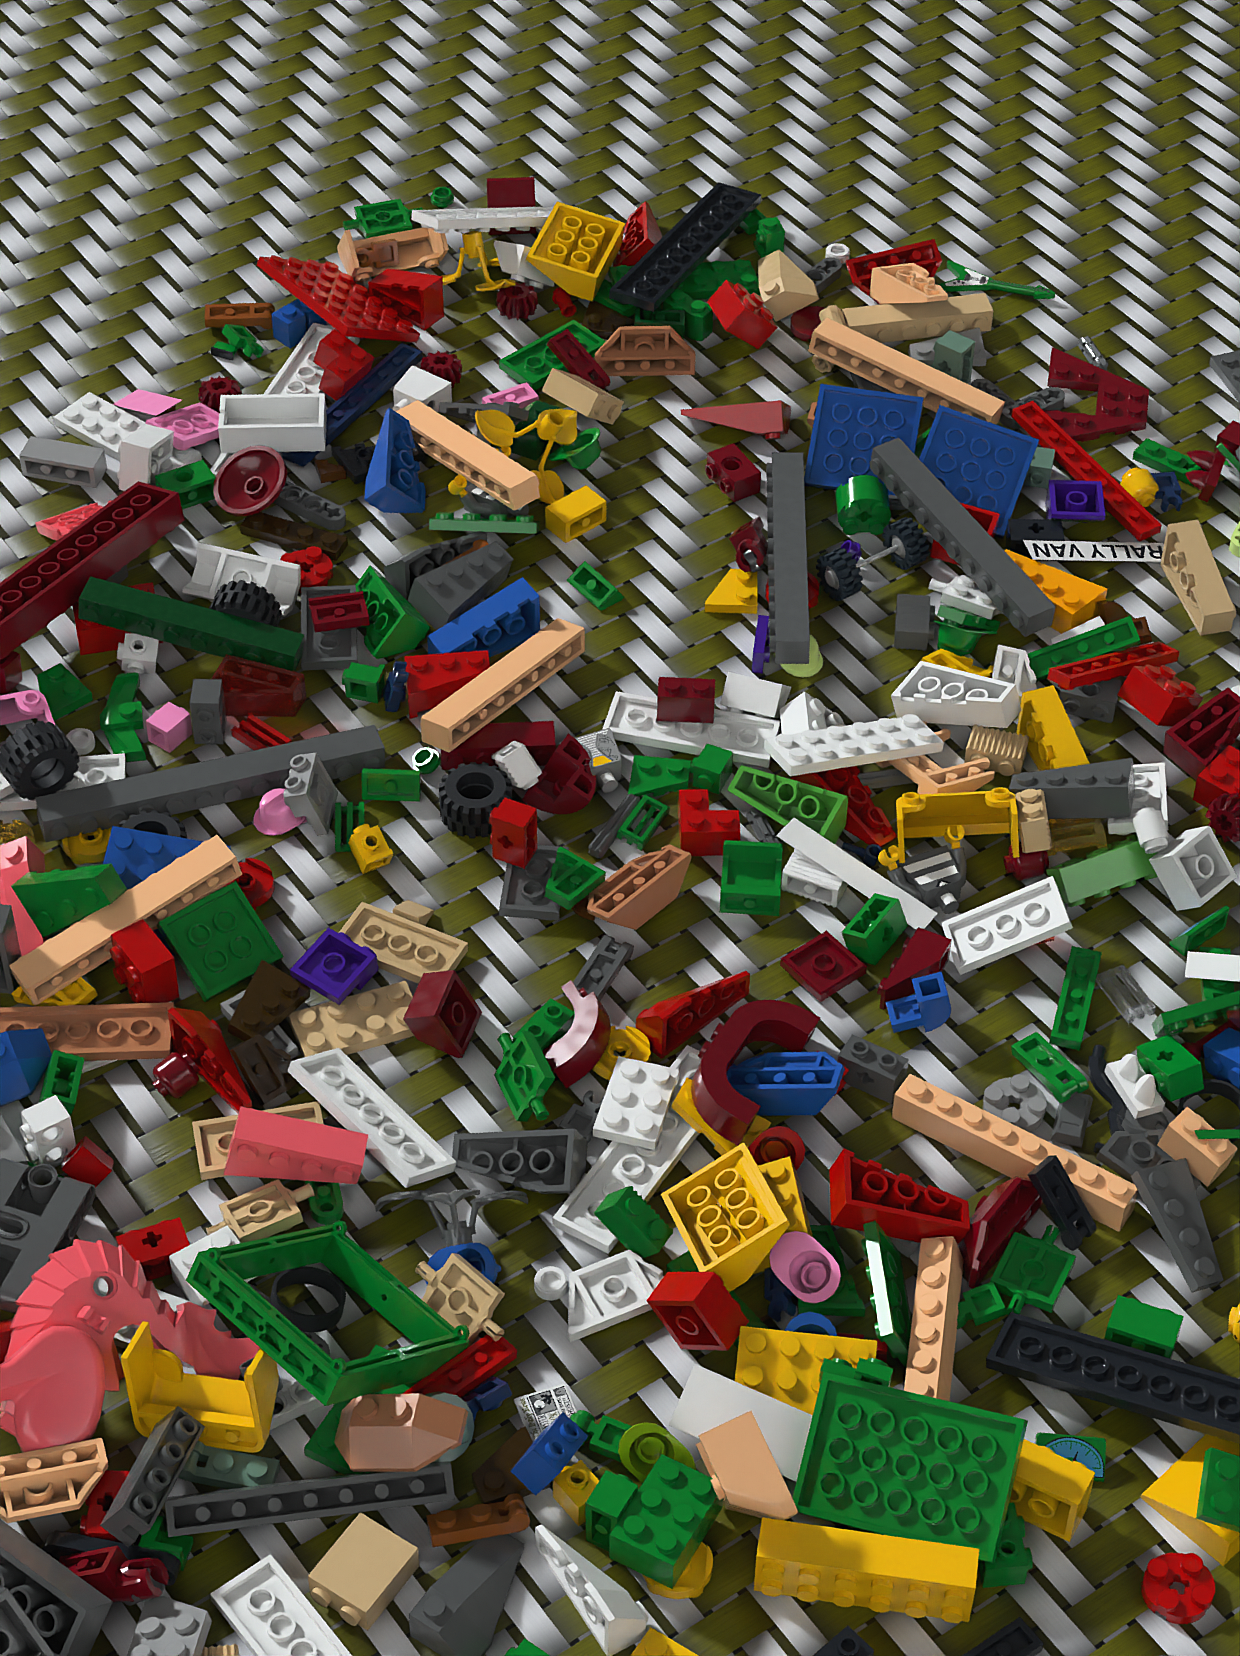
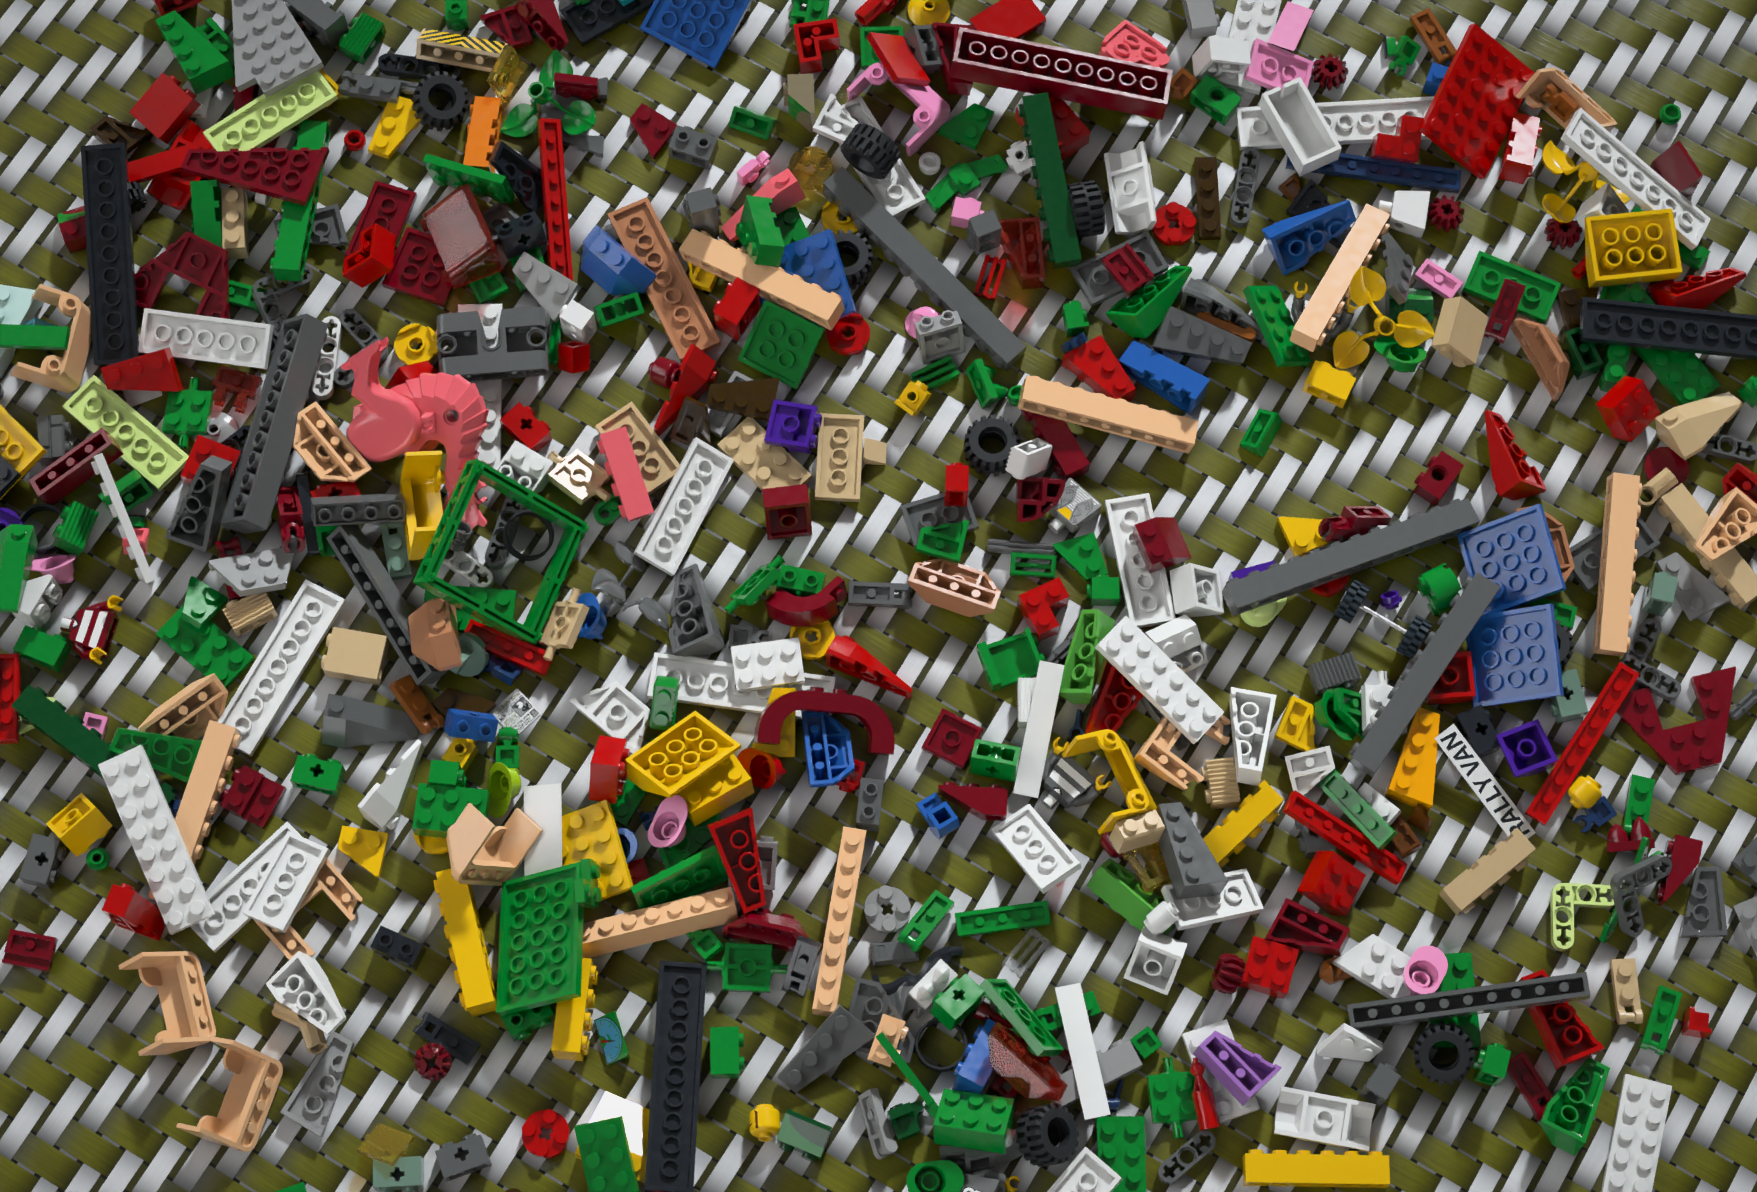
camera: 65 degrees right, 25 degrees up
(250, 480) = (1231, 142): dark red dish -> none
(381, 218) = (1613, 84): green plate -> none
(550, 1283) = (610, 672): white tile -> none
(1201, 931) = (1110, 985): green slope -> none

